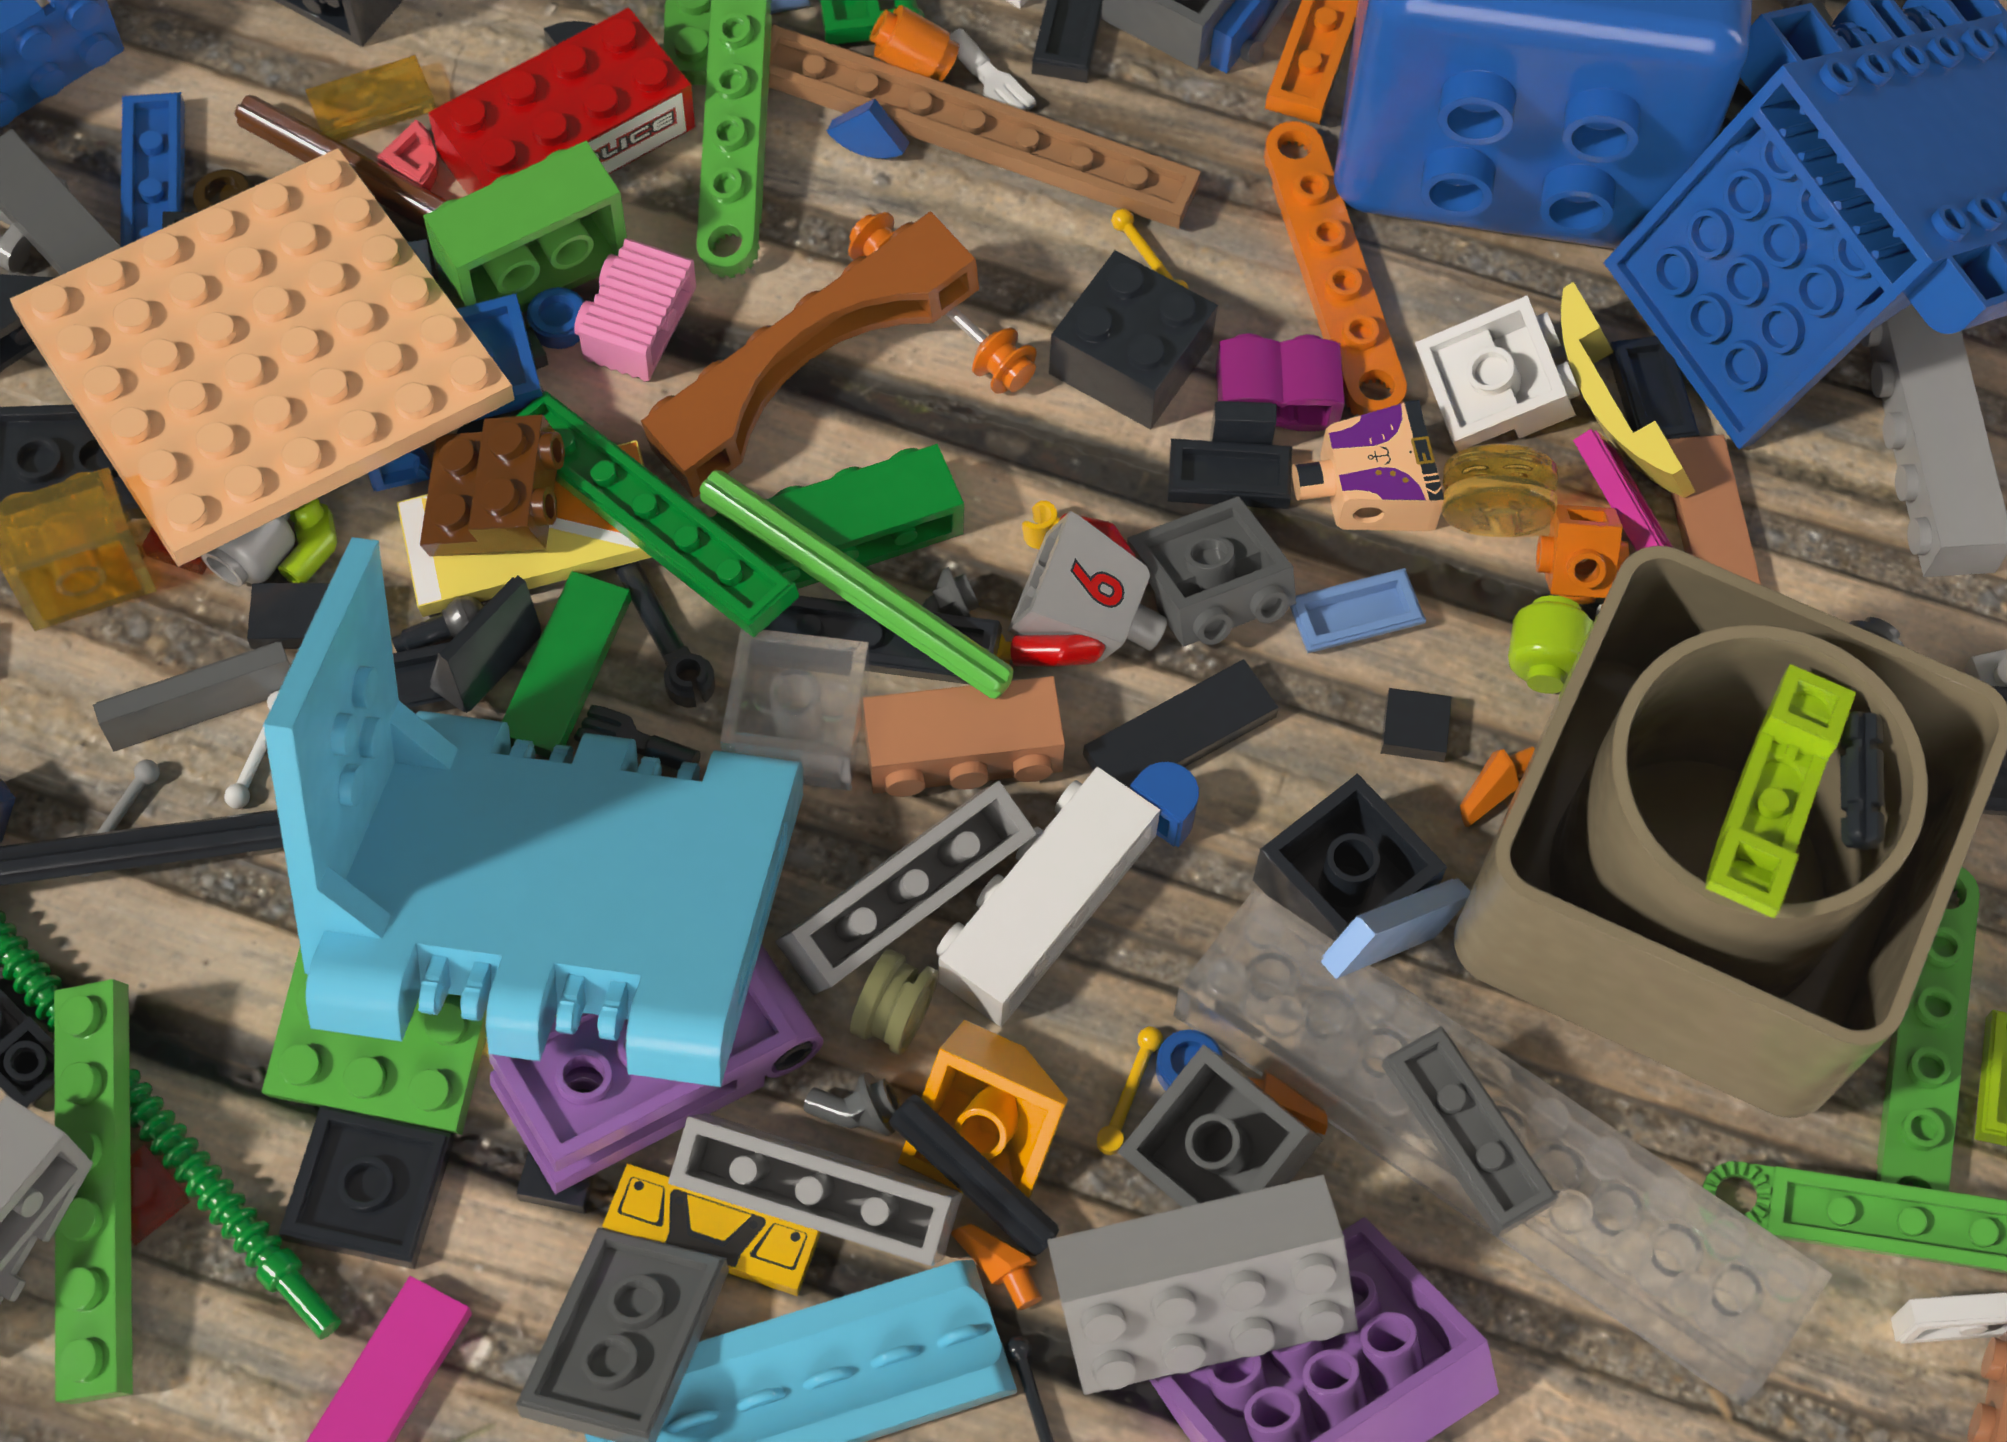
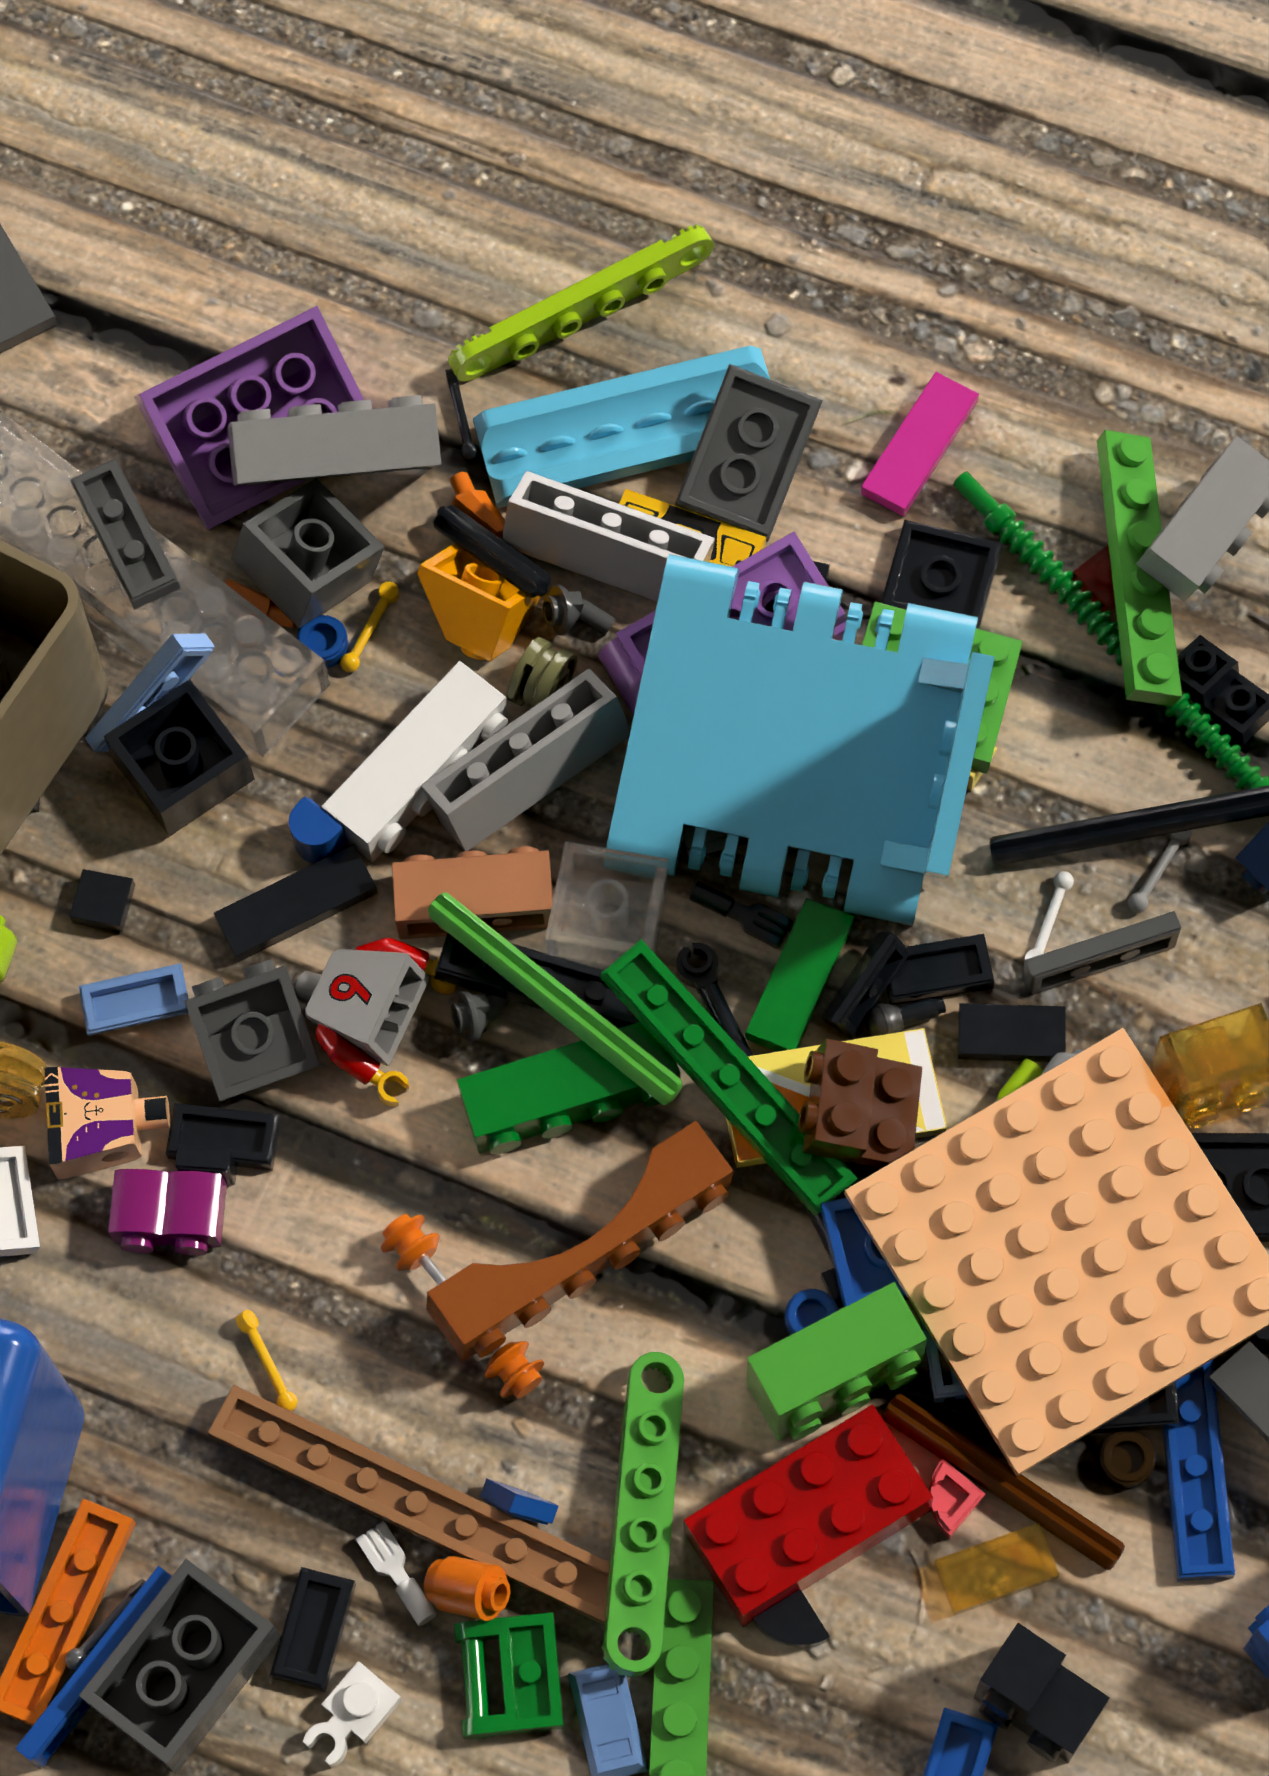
camera: 170 degrees left, 5 degrees up
(635, 308) = (739, 1308): bright pink brick -> none
(1132, 339) = (293, 1253): black brick -> none
(1333, 266) = (99, 1342): orange plate -> none
(1494, 783) = (45, 849): orange bar -> none

